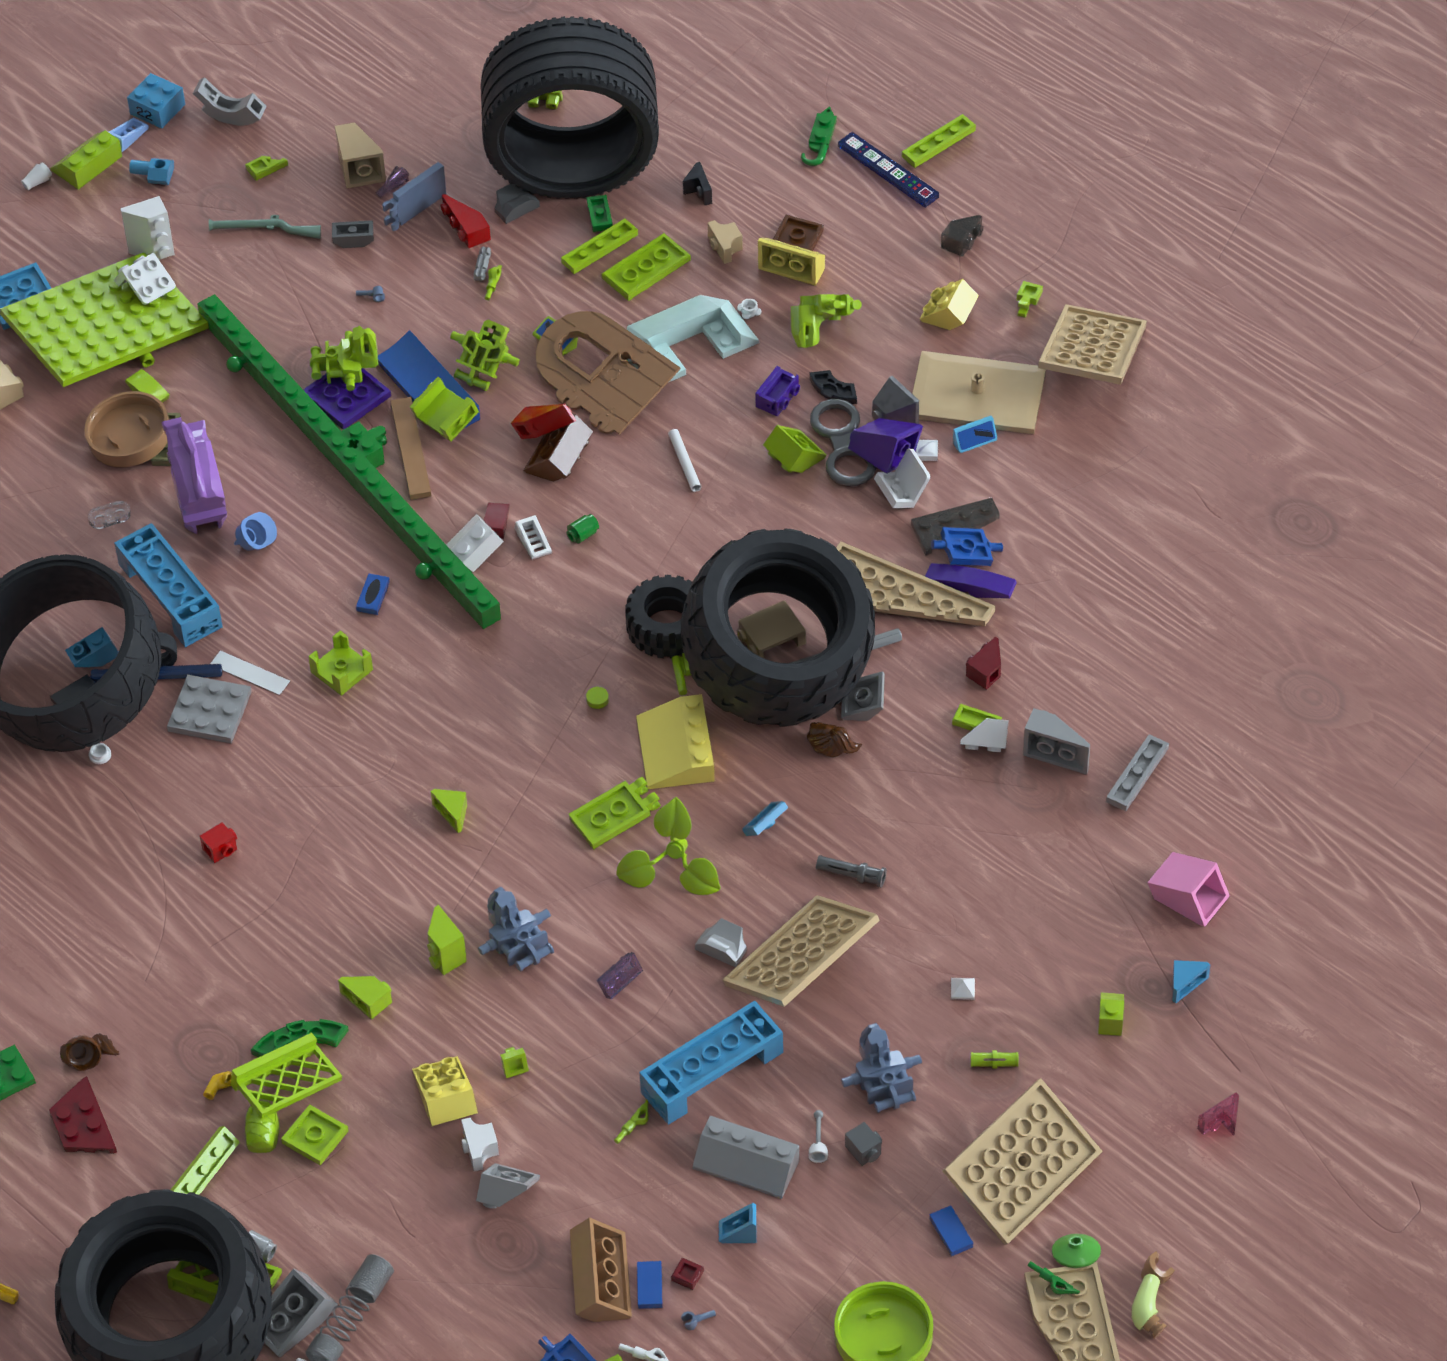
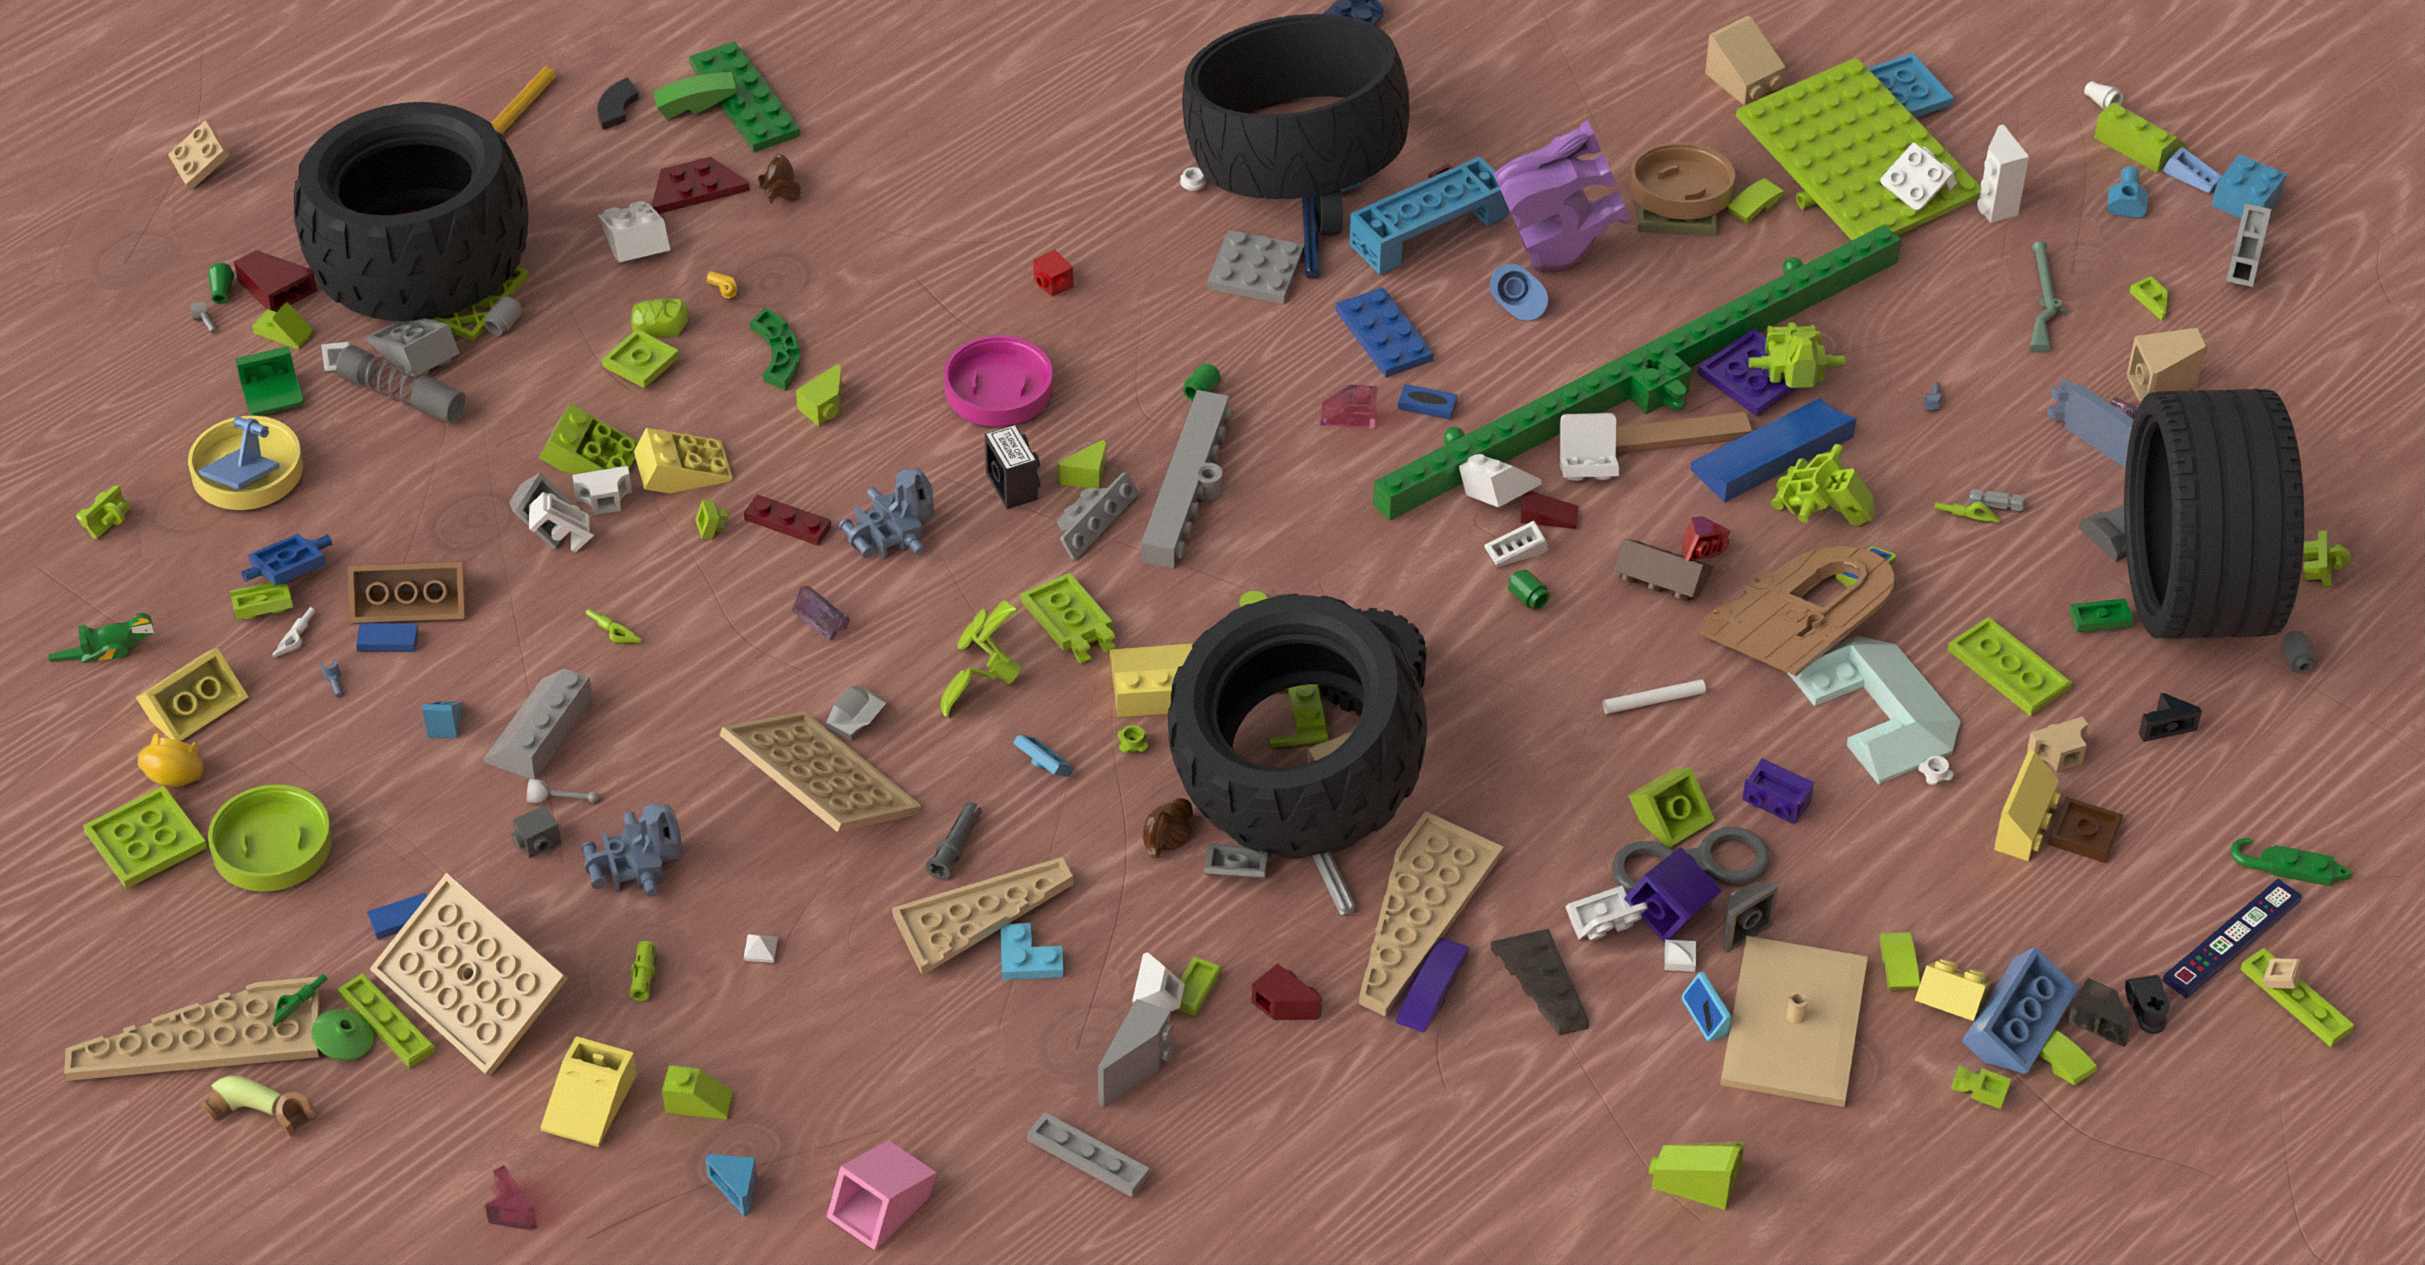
camera: 90 degrees right, 5 degrees down
(147, 1157) = (634, 231): none -> white slope
(207, 1162) = (609, 270): lime plate -> none
(251, 672) = (1312, 301): white sticker -> none
(276, 1063) = (729, 311): lime fence -> none
(291, 623) = (1384, 332): none -> blue plate
(341, 665) = (1312, 373): lime panel -> none
(351, 871) = (998, 380): none -> dark pink brick
(352, 234) = (2035, 372): dark grey slope -> none
(354, 735) = (1204, 378): none -> green brick
(385, 638) = (1351, 407): none -> clear pink slope
(426, 1161) = (587, 444): none -> lime slope
(441, 492) = (1588, 446): none -> white bracket
(443, 410) = (1723, 454): lime panel -> none
(445, 943) = (881, 450): lime slope -> none
(462, 850) = (1012, 466): none -> black brick
(464, 741) = (1188, 479): none -> light grey hinge
(469, 223) = (2064, 482): red slope -> none
(500, 805) = (1094, 513): none -> light grey bracket
(507, 1011) = (787, 519): none -> dark red plate
(527, 1160) = (564, 515): none -> white window
(599, 246) = (2038, 614): lime plate -> none
(687, 1273) = (395, 671): dark red tile -> none
(708, 1057) = (672, 681): dark azure plate -> none
(742, 761) = (1132, 739): none -> lime plate
(814, 310) = (1924, 830): lime piece -> none
(832, 388) = (1794, 857): black tile -> none
(919, 333) = (1899, 961): none -> lime slope
(926, 856) = (959, 918): none -> tan wing
(929, 140) = (2282, 973): none -> tan tile
(948, 209) = (2148, 1002): none -> black piece
(960, 823) = (1023, 960): none -> medium azure plate
(966, 546) = (1492, 982): blue plate -> none
(985, 278) = (2021, 1012): none -> medium blue slope
(996, 256) = (2067, 1058): none -> lime slope
(1055, 1226) = (386, 1020): none -> lime tile
(1092, 344) = (1874, 1143): tan piece -> none
(1117, 433) = (1698, 1171): none -> lime slope
(1119, 1075) = (589, 1091): none -> light yellow slope

